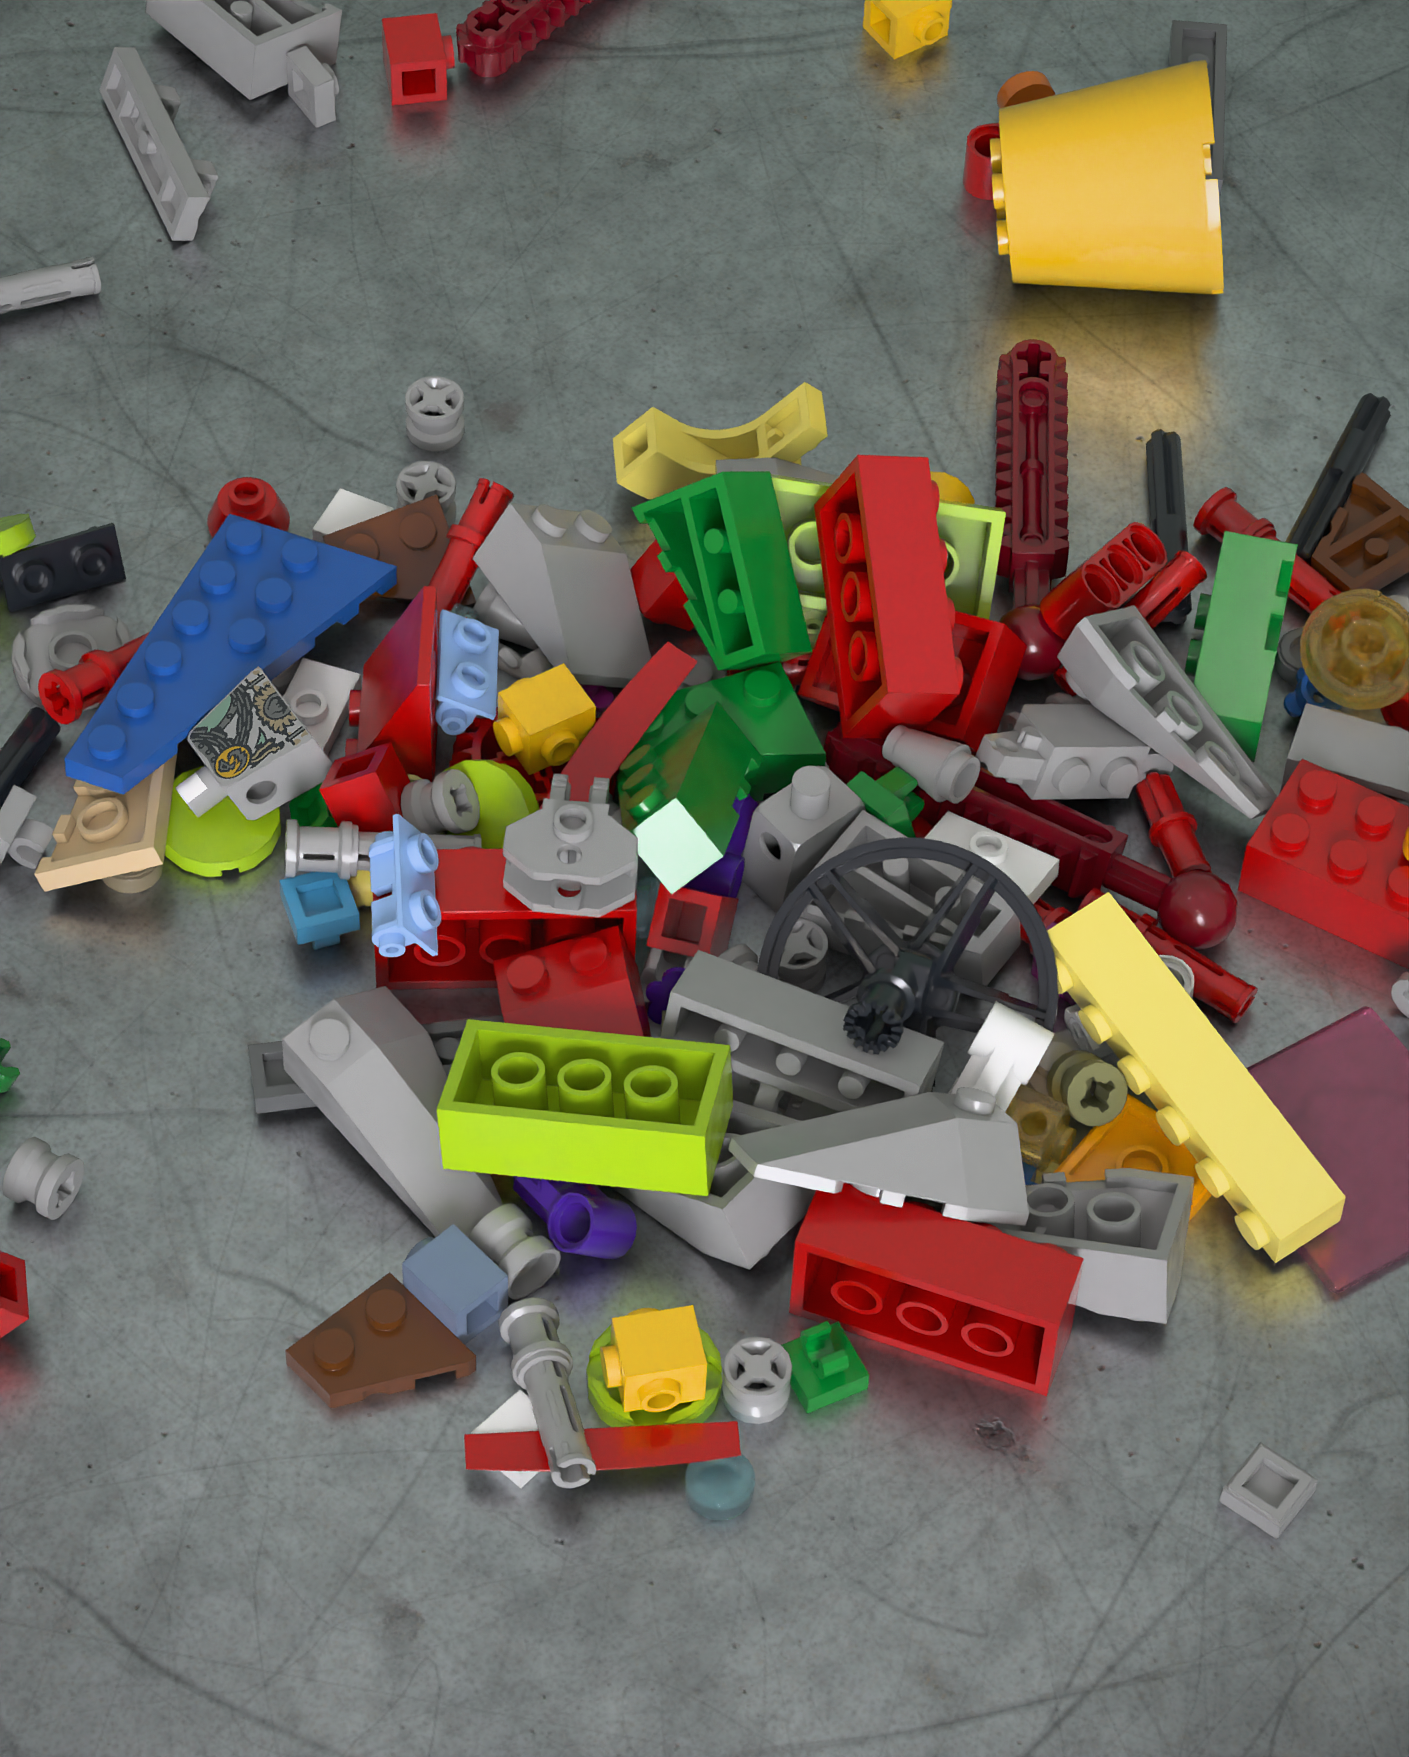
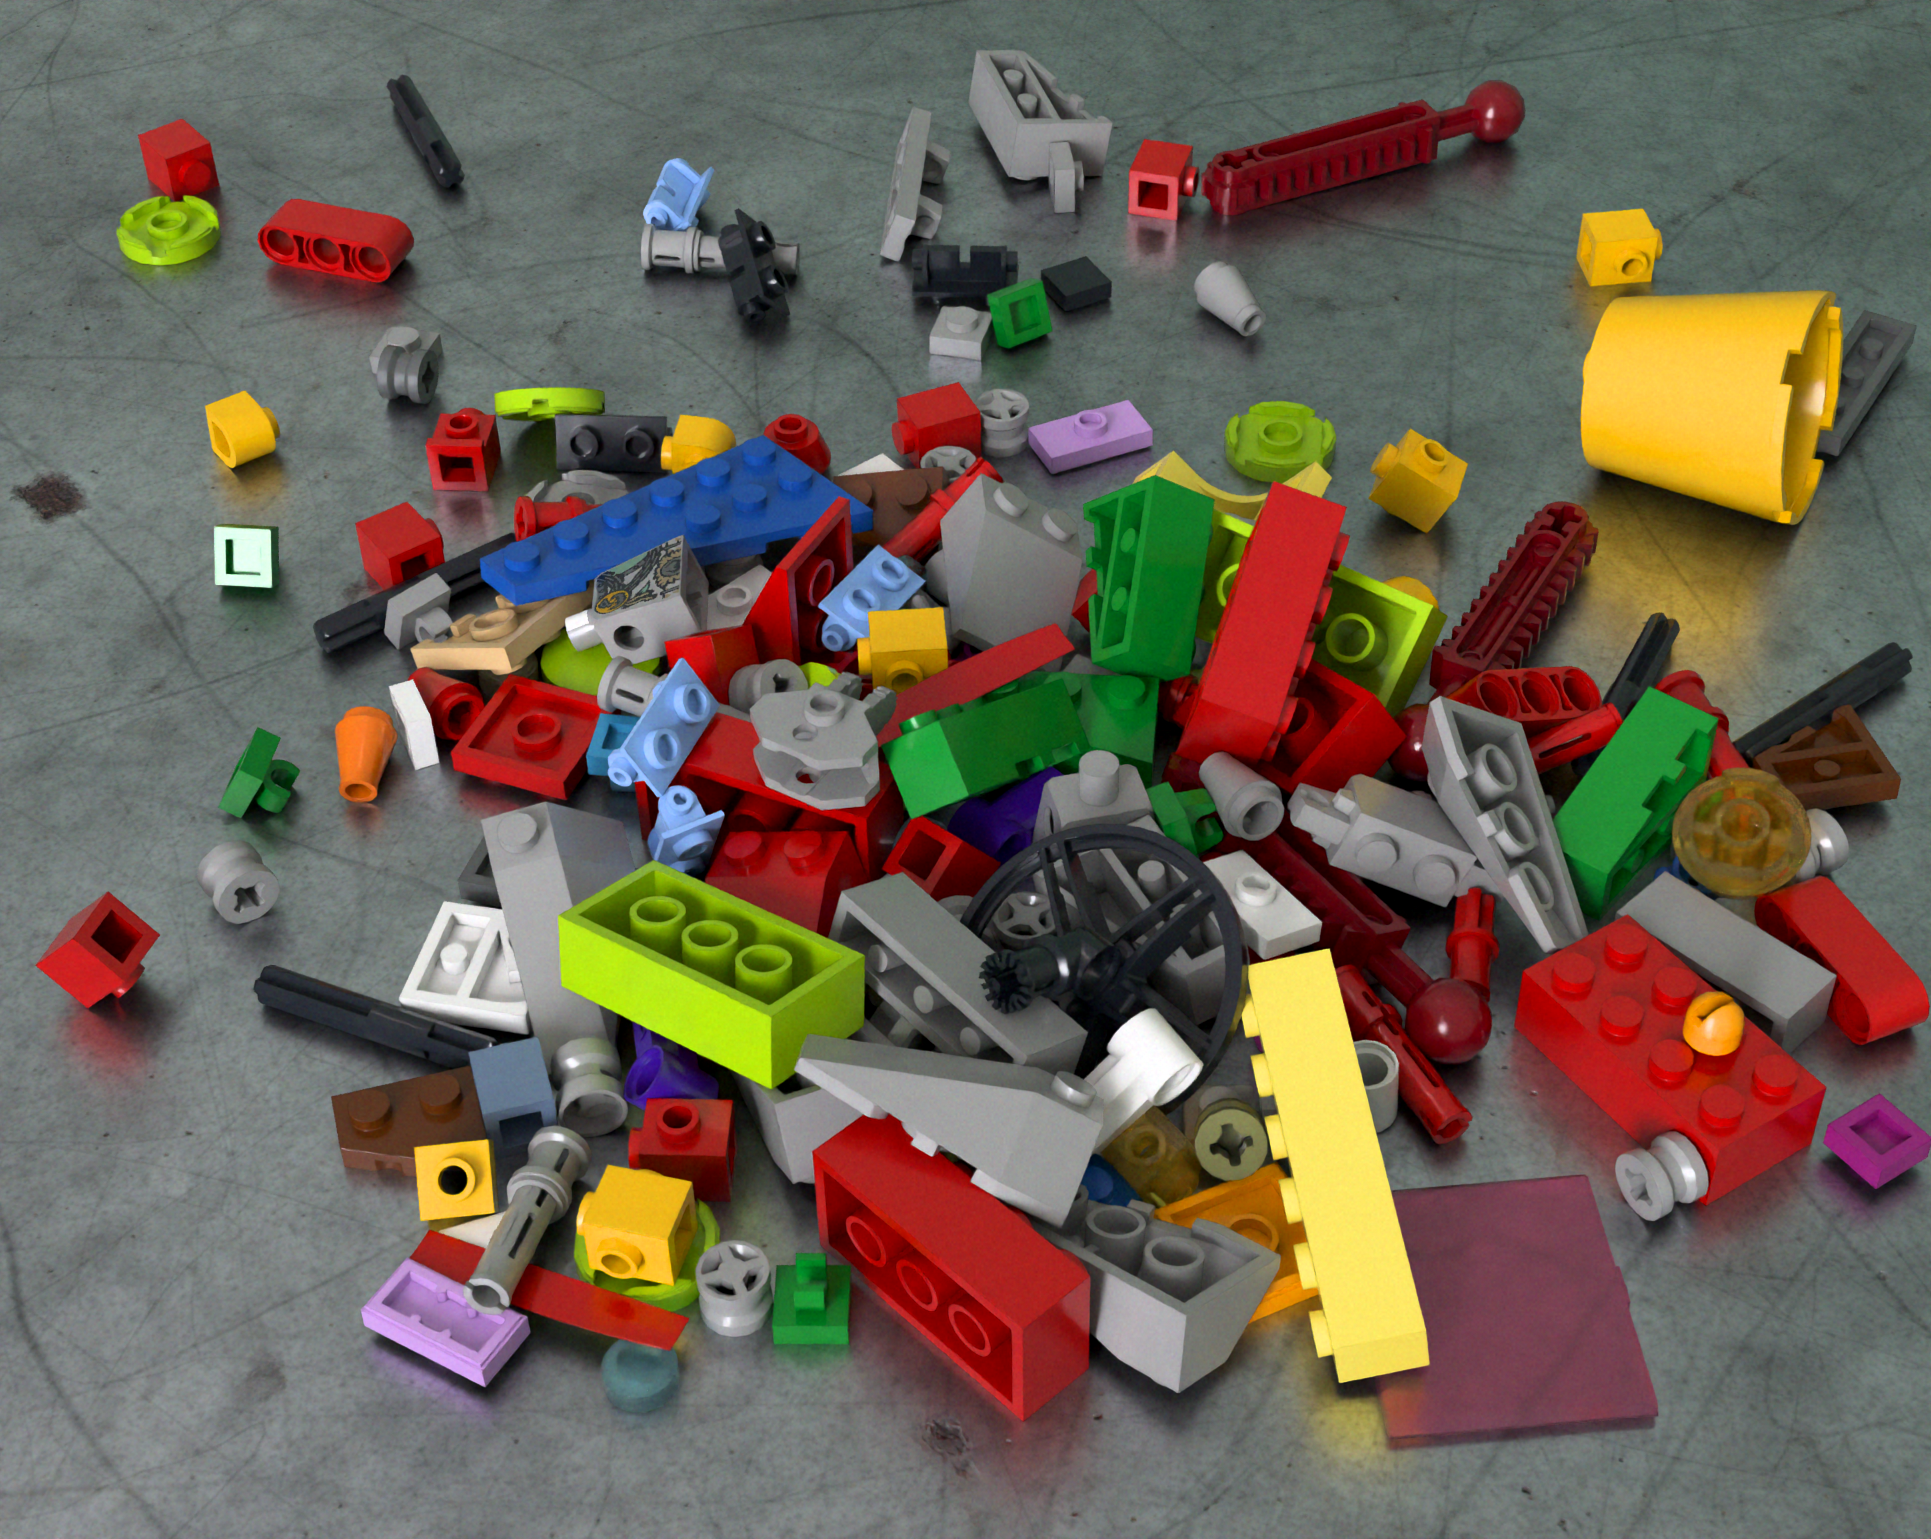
camera: 30 degrees right, 10 degrees down
(56, 287) = (750, 249): none -> black hinge
(60, 999) = (363, 750): none -> orange cone
(91, 953) = (414, 724): none -> white tile
(102, 918) = (449, 702): none -> red cone
(159, 550) = (694, 441): none -> yellow plate
(216, 922) = (531, 737): none -> red plate
(267, 1262) = (369, 1017): none -> black axle
(272, 247) = (942, 275): none -> black hinge
(321, 313) = (961, 333): none -> light grey plate
(325, 1183) = (468, 972): none -> white wing
(372, 274) = (1019, 312): none -> green tile
(379, 440) = (936, 420): none -> red brick
(399, 215) = (1076, 283): none -> black tile
(443, 1377) = (481, 1192): none -> yellow plate
(445, 982) = (683, 832): none -> light blue hinge
(525, 399) = (1090, 436): none -> lavender plate
(531, 1509) = (436, 1321): none -> lavender plate
(569, 189) = (1227, 296): none -> light grey cone
(637, 1271) = (690, 1143): none -> red brick
(708, 346) = (1278, 441): none -> lime tile
(875, 355) = (1416, 480): none -> yellow brick

